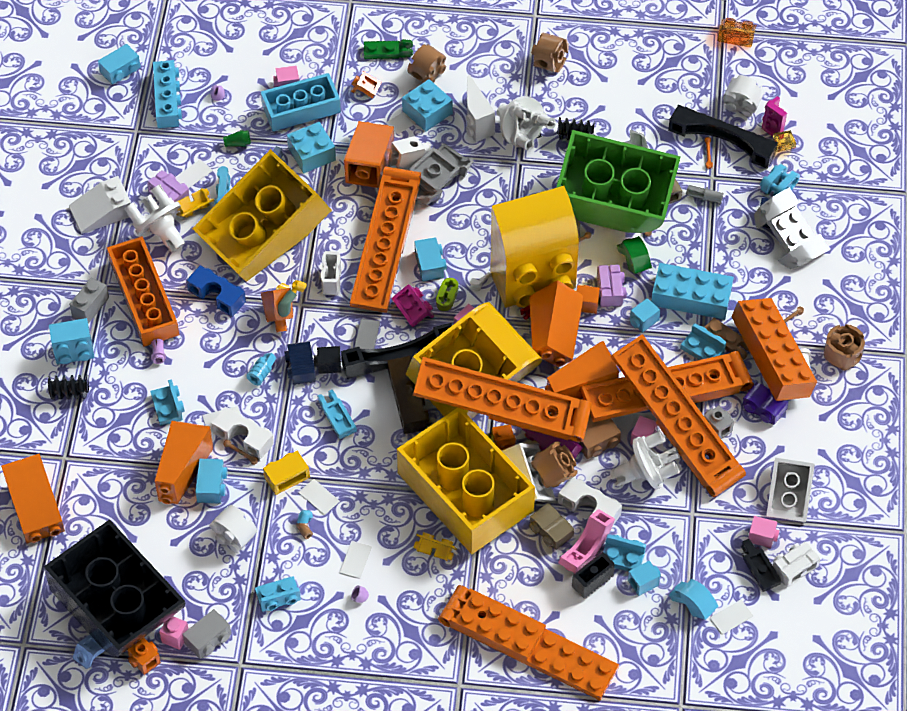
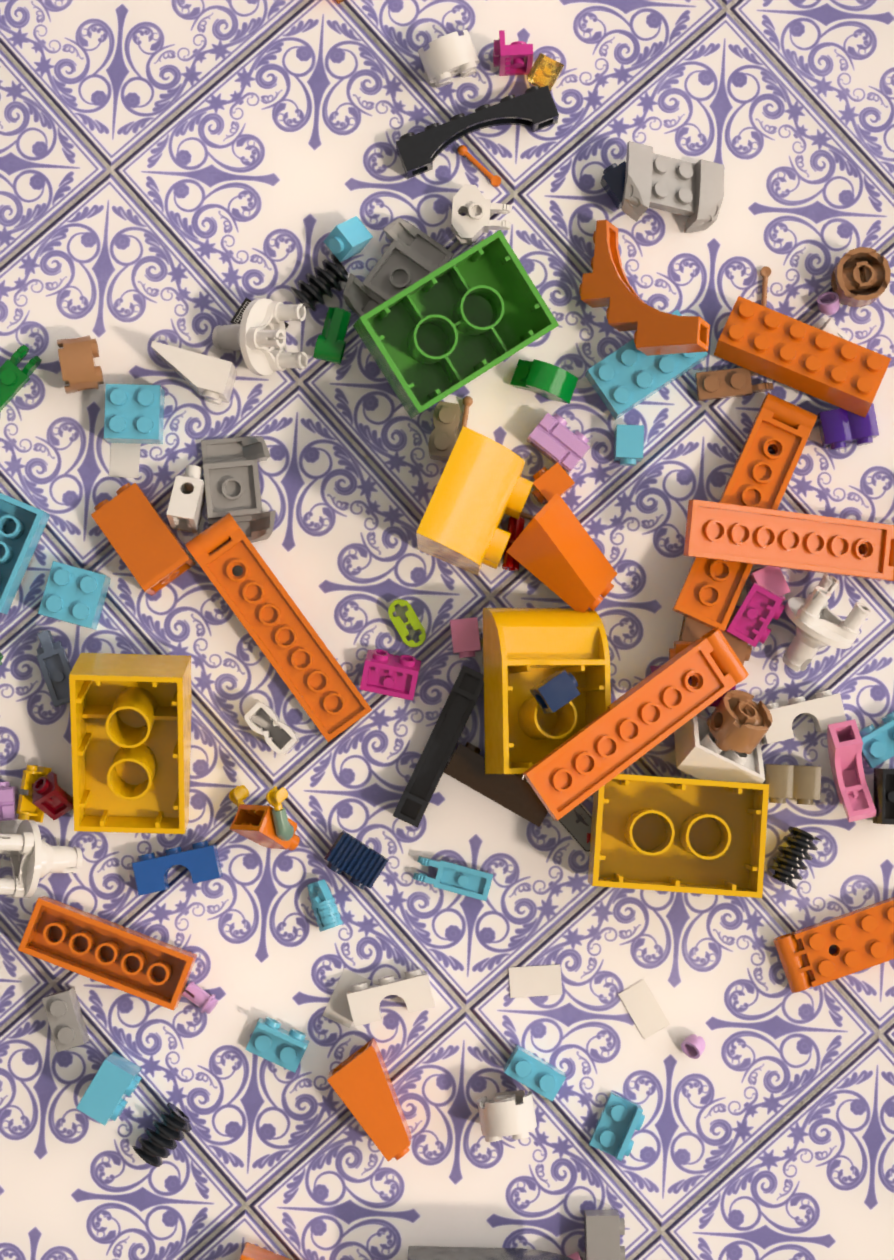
camera: 50 degrees left, 30 degrees up
(198, 207) = (51, 797): none -> dark red bracket
(210, 481) = (420, 1082): medium azure brick -> none
(224, 183) = (43, 744): medium azure hinge -> none
(253, 459) = (385, 1021): medium nougat hinge -> none
(269, 528) = (534, 1072): none -> medium azure piece
(286, 472) = (481, 995): yellow piece -> none
(302, 523) = (555, 1029): arm -> none
(328, 360) = (379, 828): black brick -> none
(366, 84) = (38, 454): bracket -> none
(367, 334) = (383, 758): light grey tile -> none
(429, 259) = (346, 602): medium azure brick -> none
(442, 547) = (694, 922): yellow hinge -> none
(477, 284) = (422, 581): white hand -> none
(479, 345) = (555, 691): none -> dark blue brick
(513, 556) = (793, 856): none -> black piece
(550, 52) = (190, 210): medium nougat brick -> none
(553, 156) = (332, 343): none -> green piece
(588, 368) = (655, 590): orange slope -> none
(609, 122) = (348, 239): none -> medium azure brick
(618, 430) = (755, 615): none -> dark pink bracket
(687, 163) = (477, 218): none -> white hinge
(703, 344) = (719, 418): medium azure bracket -> none
(705, 194) = (532, 225): light grey axle -> none
(708, 252) = (608, 287): none -> orange arch
(720, 421) = (837, 494): light grey brick -> none
(778, 174) = (585, 145): medium azure brick -> none
(816, 347) = (828, 303): none -> lavender hinge

